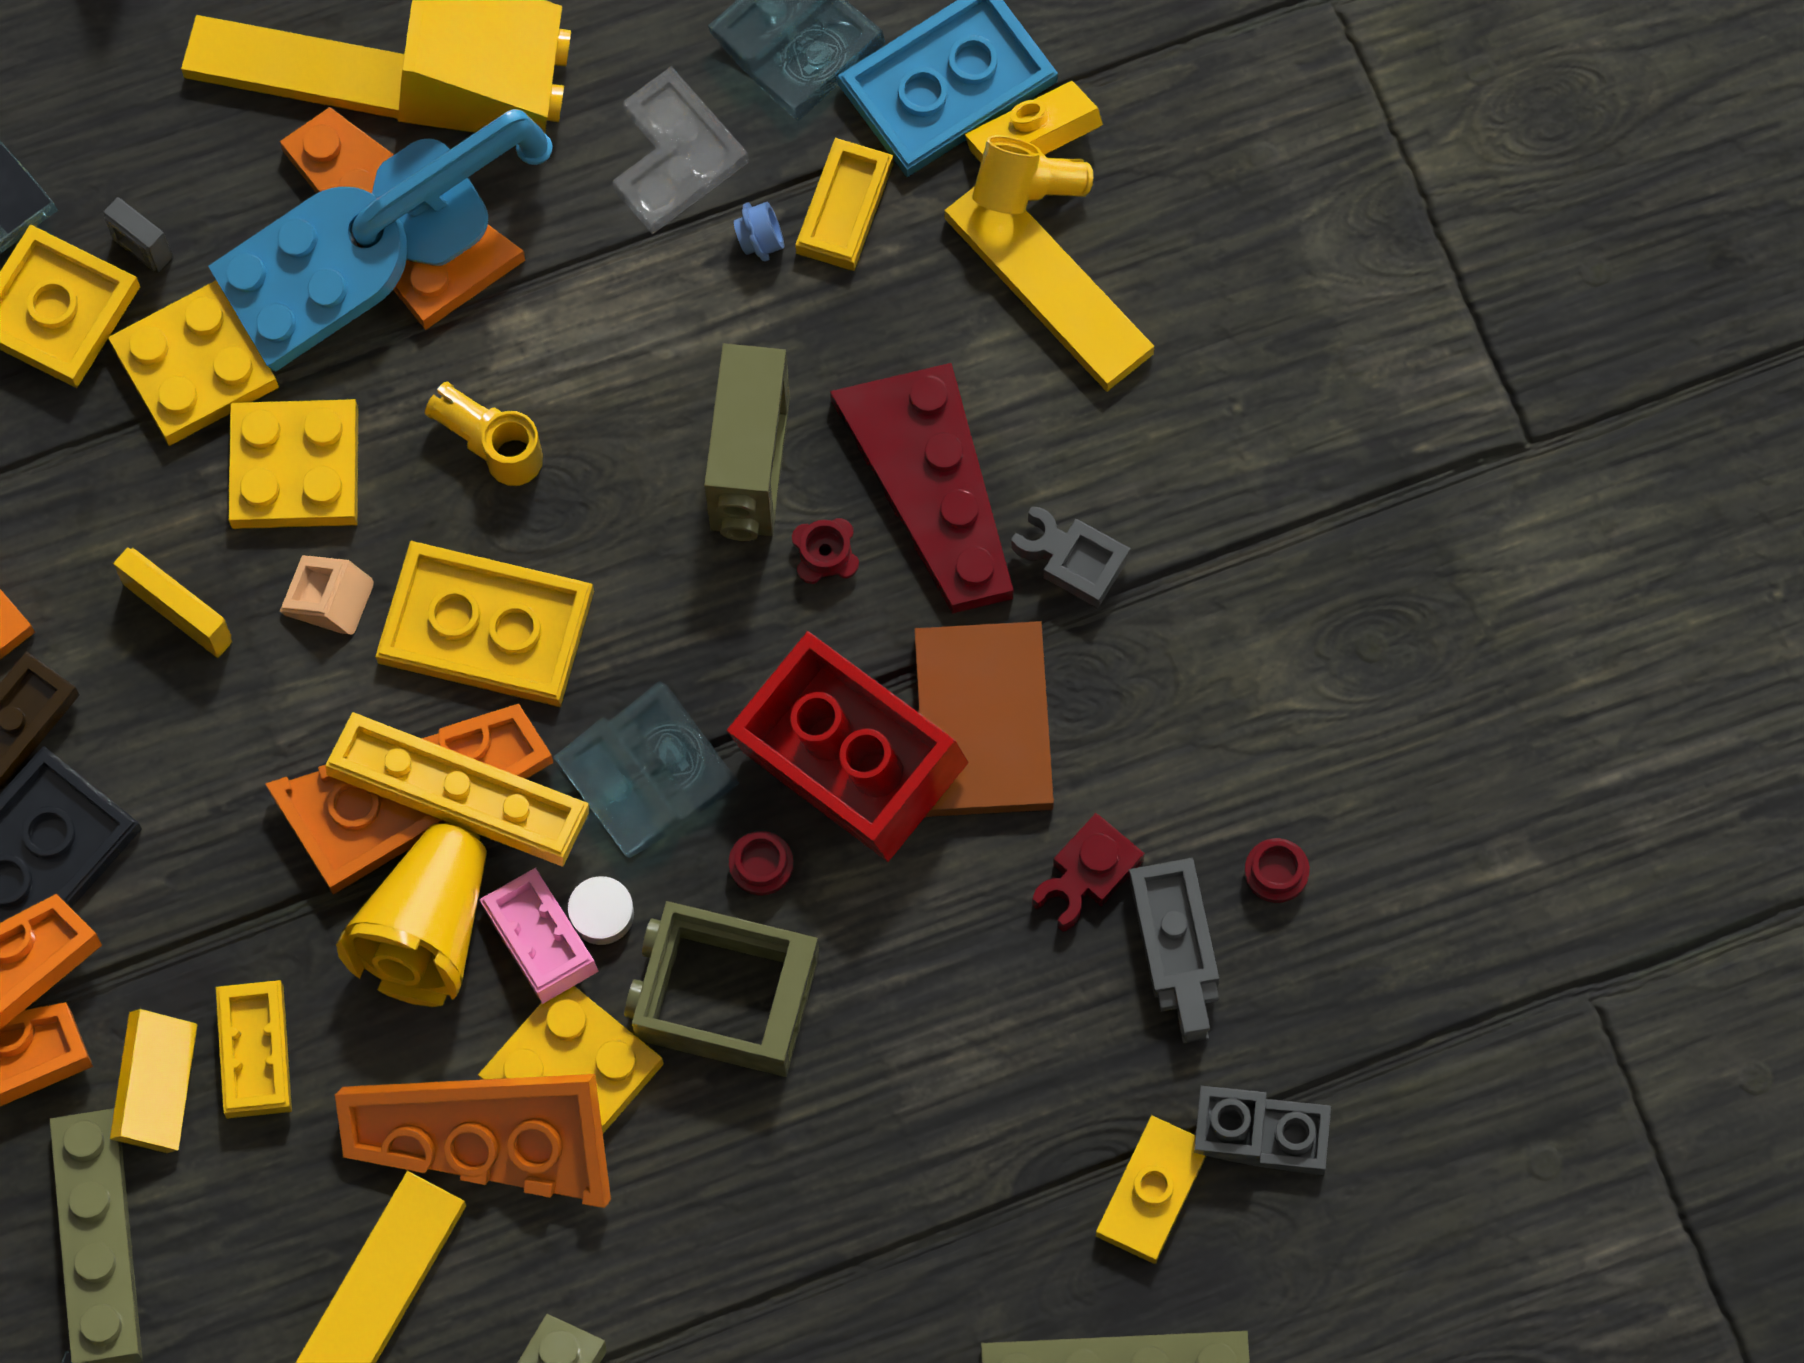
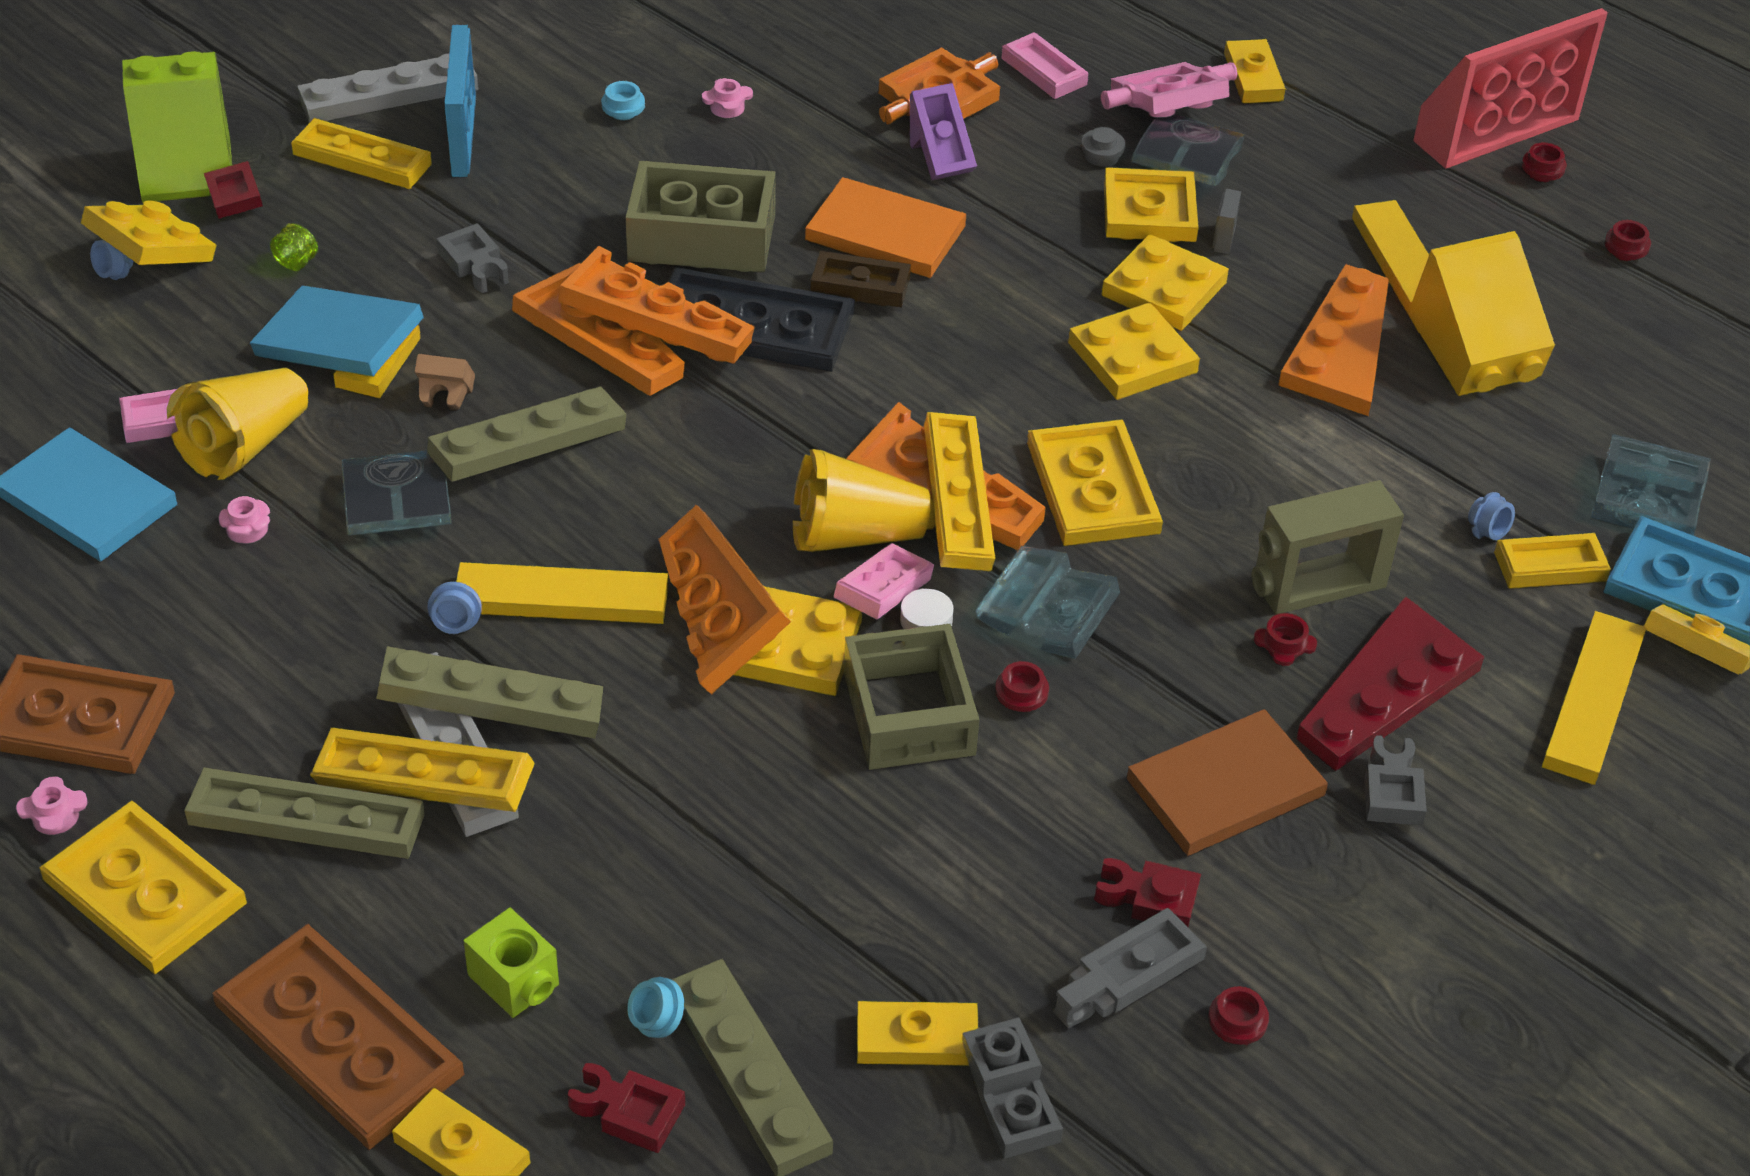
camera: 60 degrees right, 25 degrees down
(153, 1081) = (655, 424): yellow tile -> none
(173, 601) = (993, 320): yellow tile -> none
(253, 1049) = (708, 466): yellow plate -> none
(310, 276) = (1342, 318): dark azure plate -> none
(328, 593) = (1056, 399): light nougat slope -> none
(487, 432) = (1227, 432): yellow pin -> none
(690, 153) = (1508, 462): clear plate -> none
(848, 746) = (1138, 686): red brick -> none
(1020, 173) = (1655, 624): yellow pin -> none

